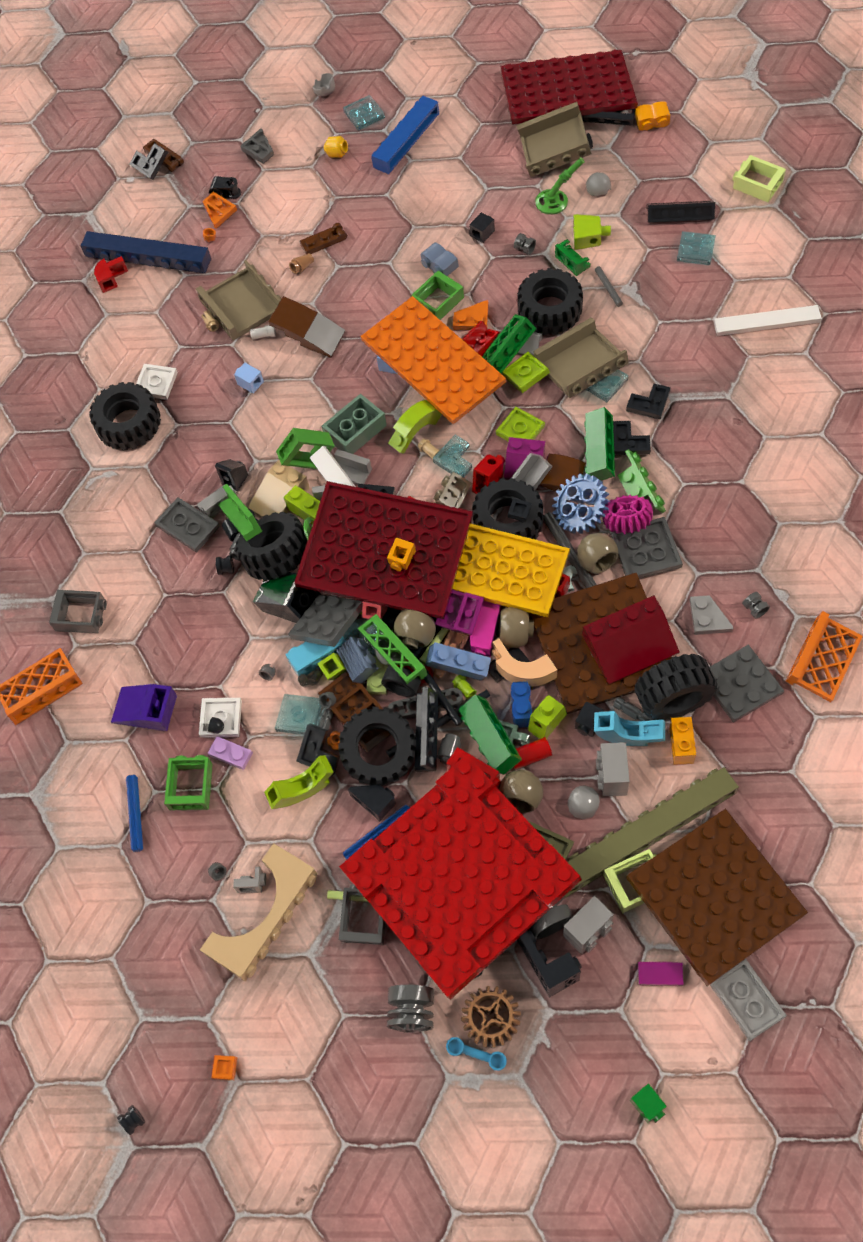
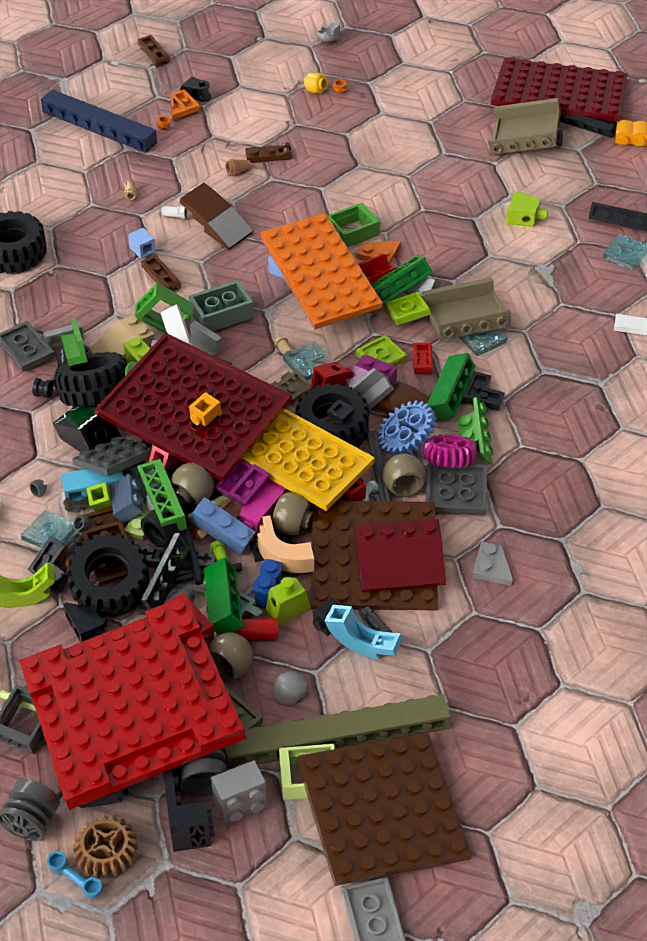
camera: 10 degrees right, 15 degrees down
(107, 271) = (54, 127): red brick -> none
(151, 164) = (139, 53): plate -> none
(157, 380) = (57, 223): white plate -> none
(232, 473) = (87, 314): black slope -> none
(240, 301) = (164, 181): dark tan panel -> none
(258, 147) = (243, 65): dark grey wing -> none
(280, 405) = (160, 272): none -> reddish brown plate
(359, 143) = (339, 85): none -> orange plate
(364, 112) = (356, 63): clear light blue plate -> none
(405, 134) = (386, 89): blue brick -> none
(411, 422) = (276, 316): lime arch -> none
(439, 259) = (369, 195): sand blue brick -> none
(482, 227) = (423, 181): black brick -> none
(525, 244) = (458, 204): dark grey wheel -> none
(550, 284) = (459, 240): black tyre -> none
(551, 196) = (503, 174): bright green dish -> none
(560, 421) = (422, 358): none -> red plate
(570, 258) = (498, 228): green hinge -> none
(598, 184) = (553, 175): light grey hair -> none
(608, 286) = (524, 261): dark grey bar -> none
(612, 769) = (330, 663): light grey brick -> none
(650, 406) = (521, 369): black plate -> none
(660, 973) = (294, 864): magenta tile -> none
(676, 687) = (423, 605): black tyre -> none
(682, 740) = (413, 662): light orange brick -> none
(743, 683) = (498, 632): dark grey plate -> none
(756, 605) = (543, 565): dark grey wheel -> none
(811, 645) = (581, 619): orange fence -> none

